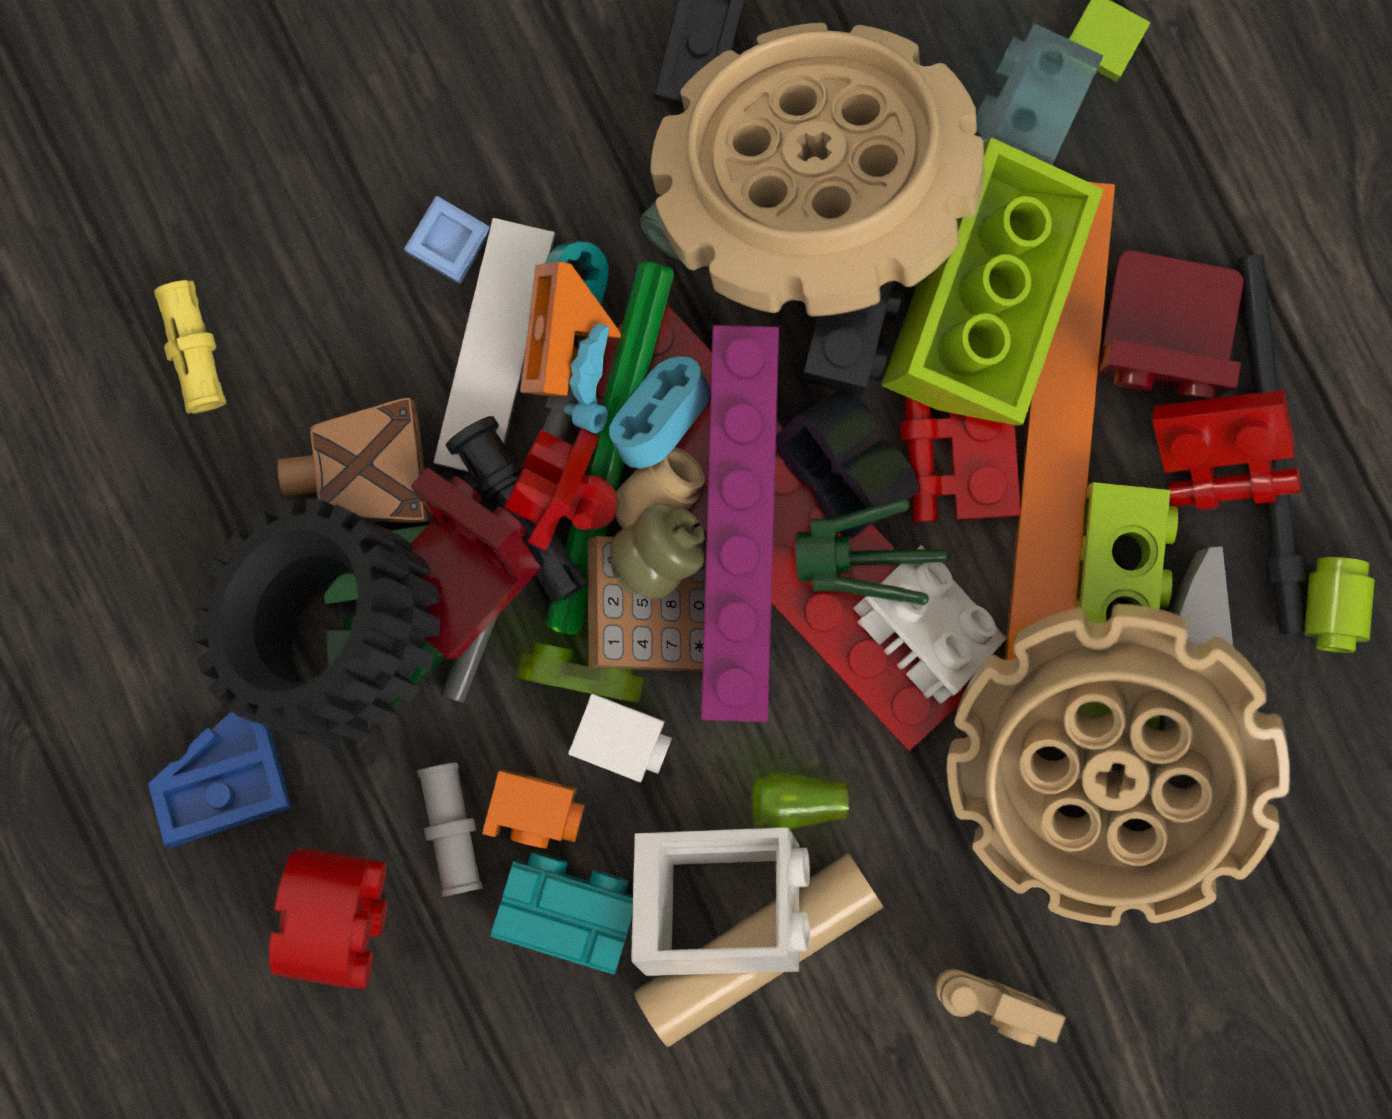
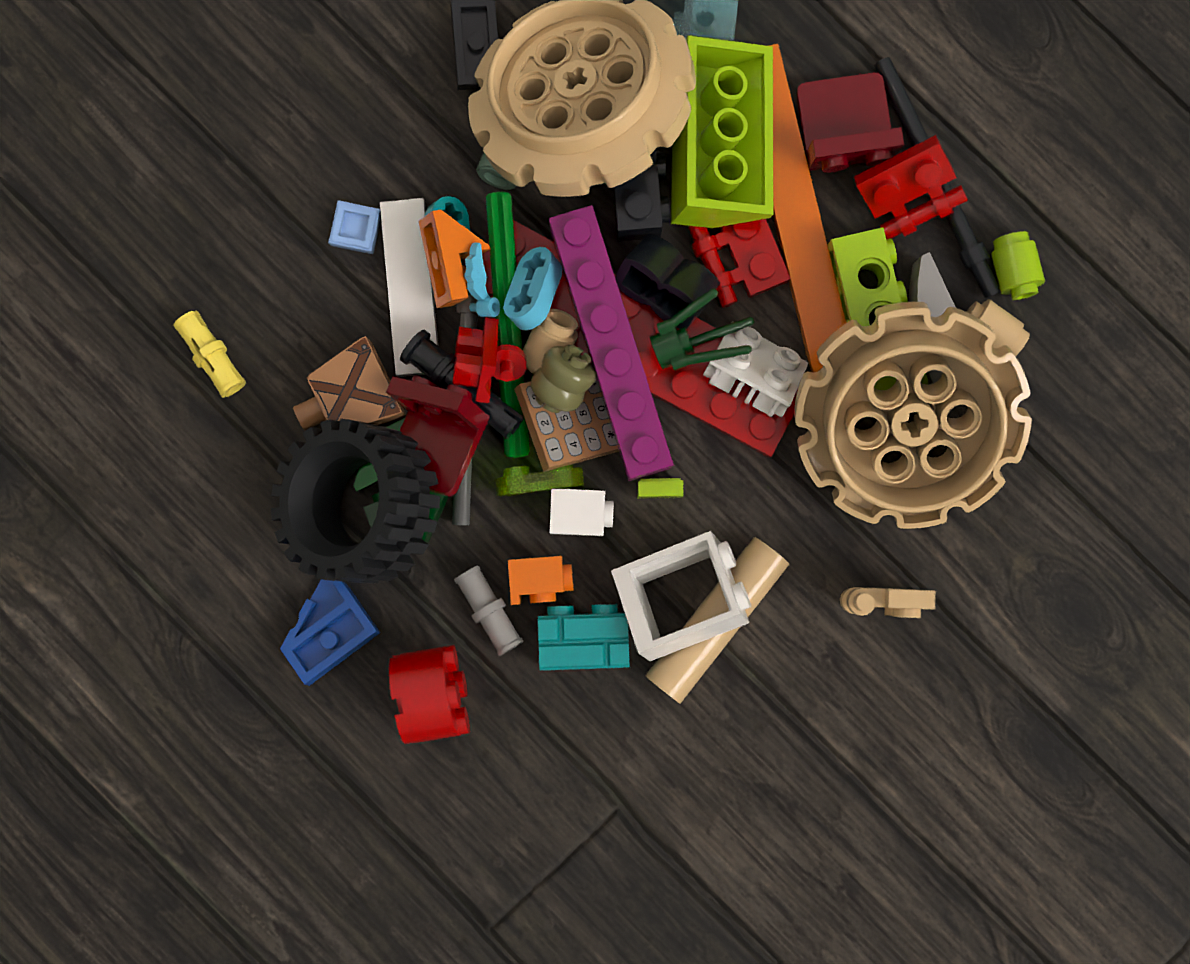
camera: 20 degrees left, 0 degrees up
(741, 743) = (660, 488): none -> lime tile
(796, 801) = (709, 513): clear neon green cone -> none
(1288, 684) = (1006, 327): none -> tan brick

